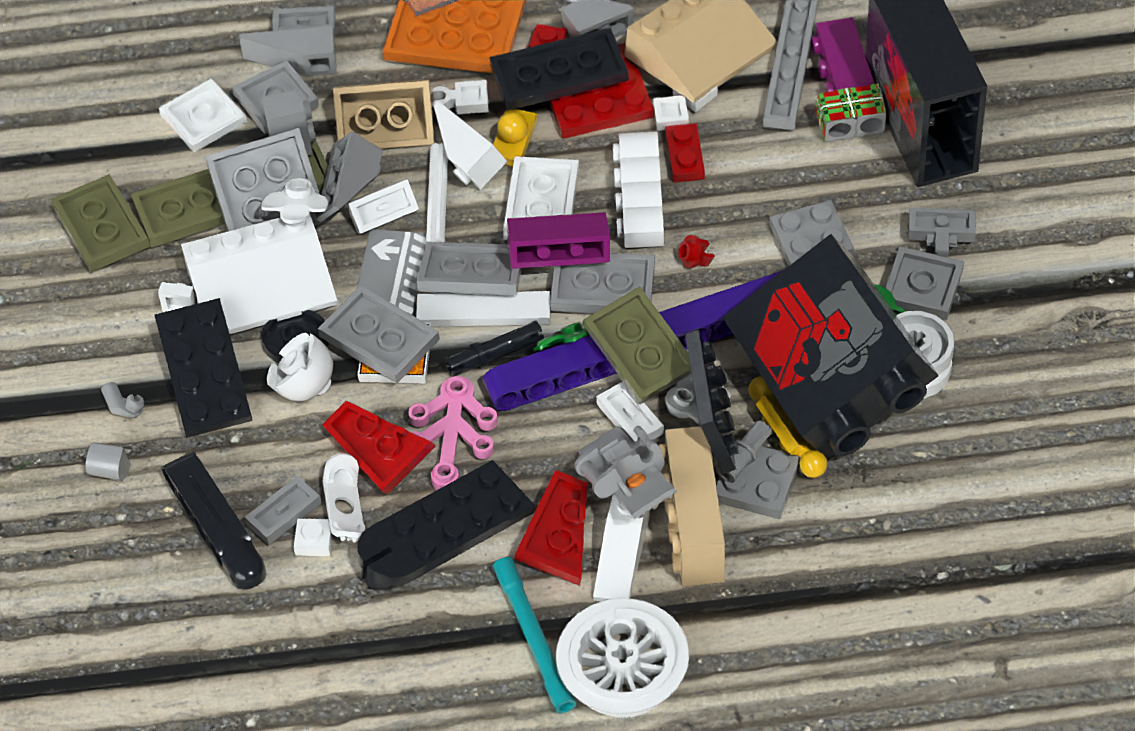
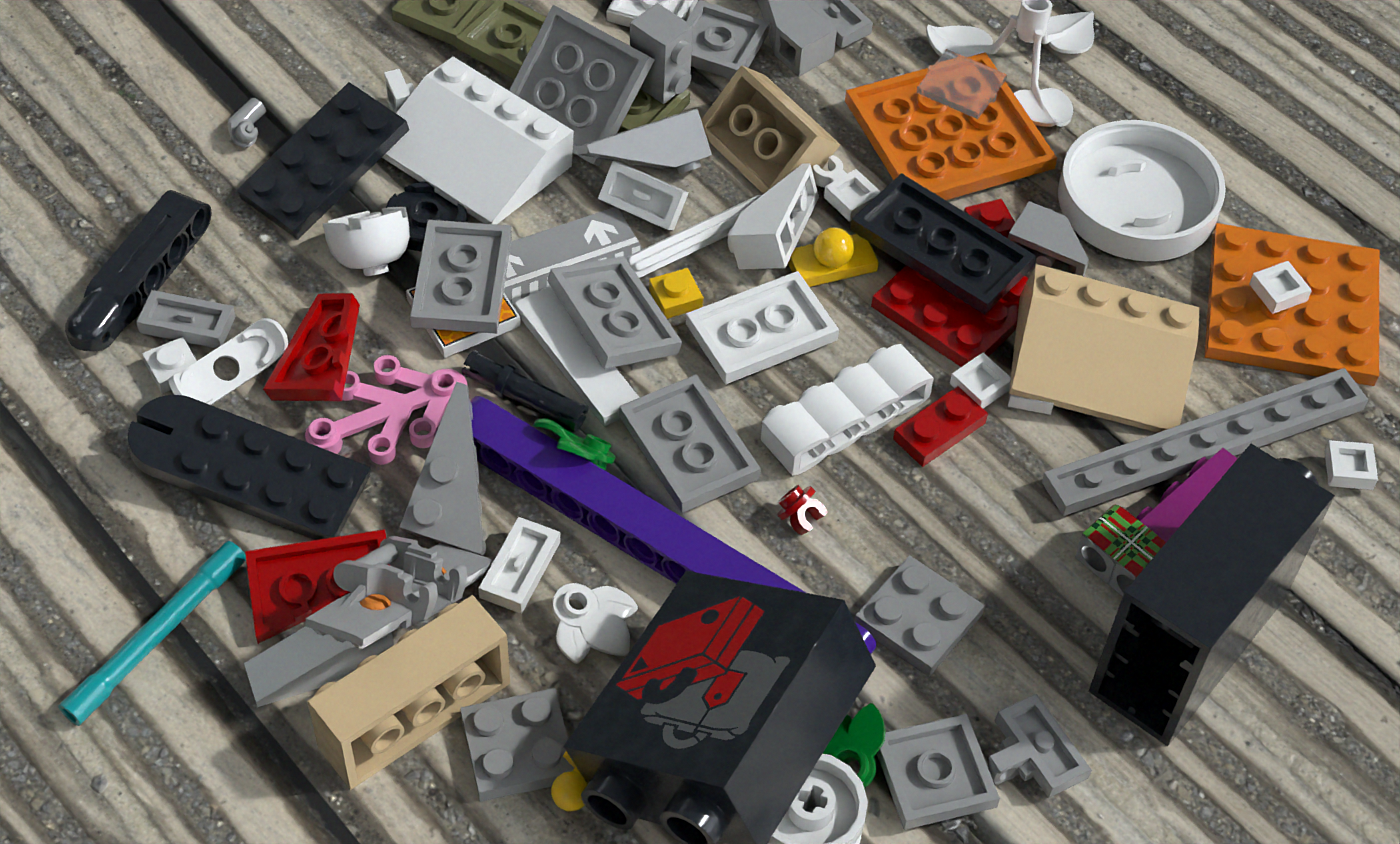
camera: 50 degrees right, 0 degrees up
(107, 461) = (157, 149): light grey brick -> none
(295, 201) = (568, 112): white plate -> none
(474, 229) = (676, 293): none -> yellow plate
(548, 424) = (446, 496): none -> light grey wing
(558, 240) = (698, 363): magenta brick -> none
(628, 618) = (190, 688): white piece -> none
(639, 345) = (601, 514): olive plate -> none
(712, 401) = (549, 622): black plate -> none
(747, 449) = (526, 702): light grey axle -> none

